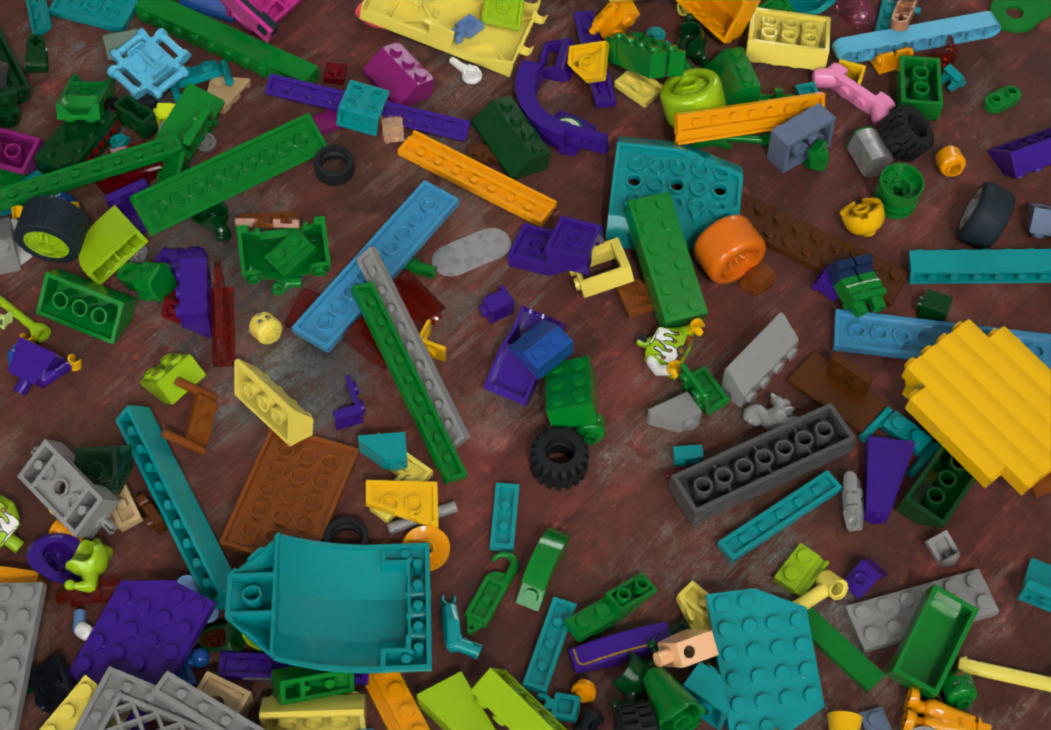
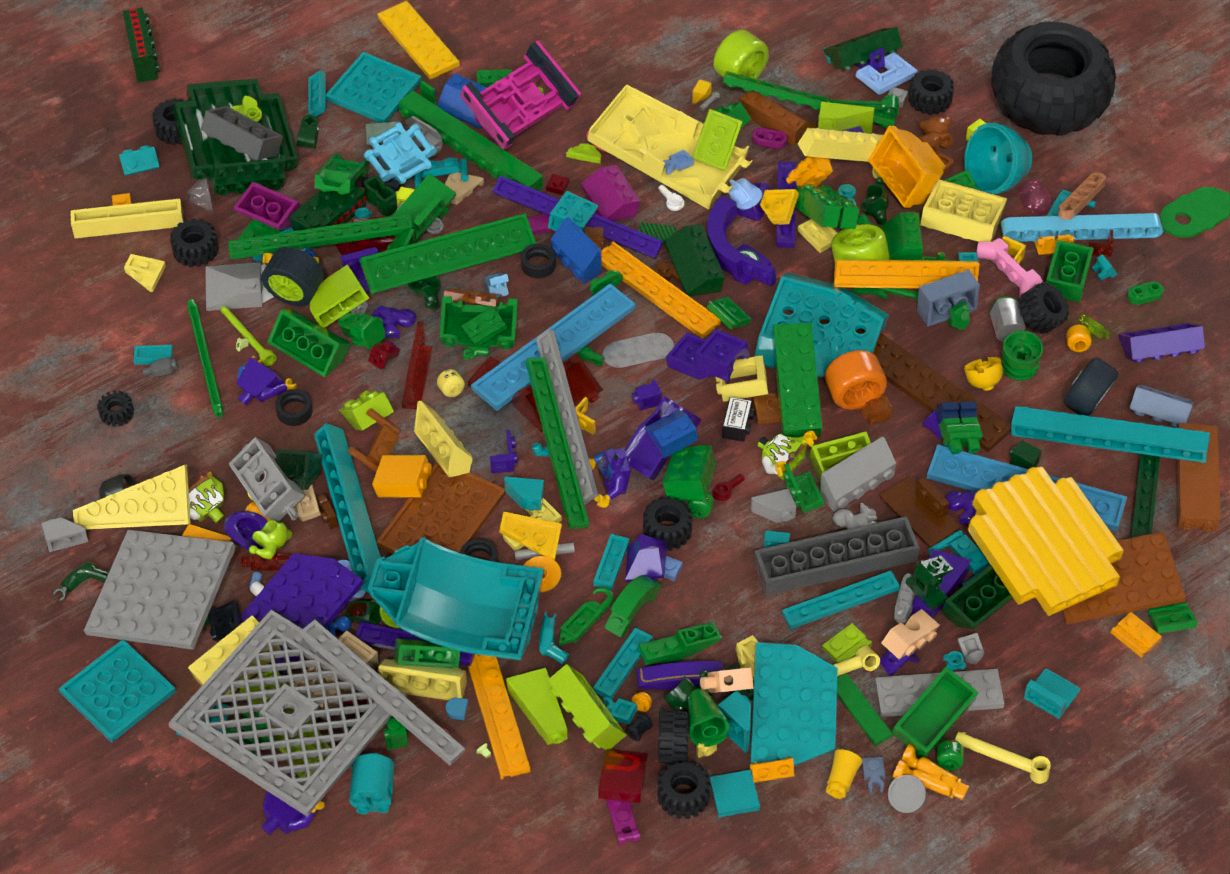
camera: 15 degrees right, 5 degrees down
(80, 374) = (293, 419): none -> black tyre
(180, 36) = (430, 133): none -> light grey panel
(194, 295) = (397, 347): dark purple slope -> none
(233, 454) = (402, 476): none -> light orange brick
(292, 199) = (497, 283): none -> dark azure slope
(357, 33) = (584, 152): none -> lime tile
(377, 147) = (576, 251): none -> blue slope
(387, 392) = (540, 450): none -> teal arm
(422, 172) = (612, 277): none -> green bracket
(460, 110) = (657, 231): none -> tile
(482, 406) = (614, 474): none -> dark purple torso
(544, 506) = (646, 557): none -> dark purple slope
(548, 53) = (744, 193): none -> light blue piece
(564, 192) = (729, 313): none -> green plate
(573, 512) = (672, 568): none -> medium blue plate
(606, 316) = (737, 419): none -> brick
(610, 406) = (723, 492): none -> dark red plate
(727, 342) = (830, 453): none -> lime wedge
(876, 548) = (904, 639): none -> light nougat arch
(885, 473) = (930, 574): none -> dark green tile
(889, 370) = (962, 501): none -> dark purple animal
(930, 562) = (954, 656): none -> teal plate
(965, 145) = (1094, 327): none -> clear neon green wing

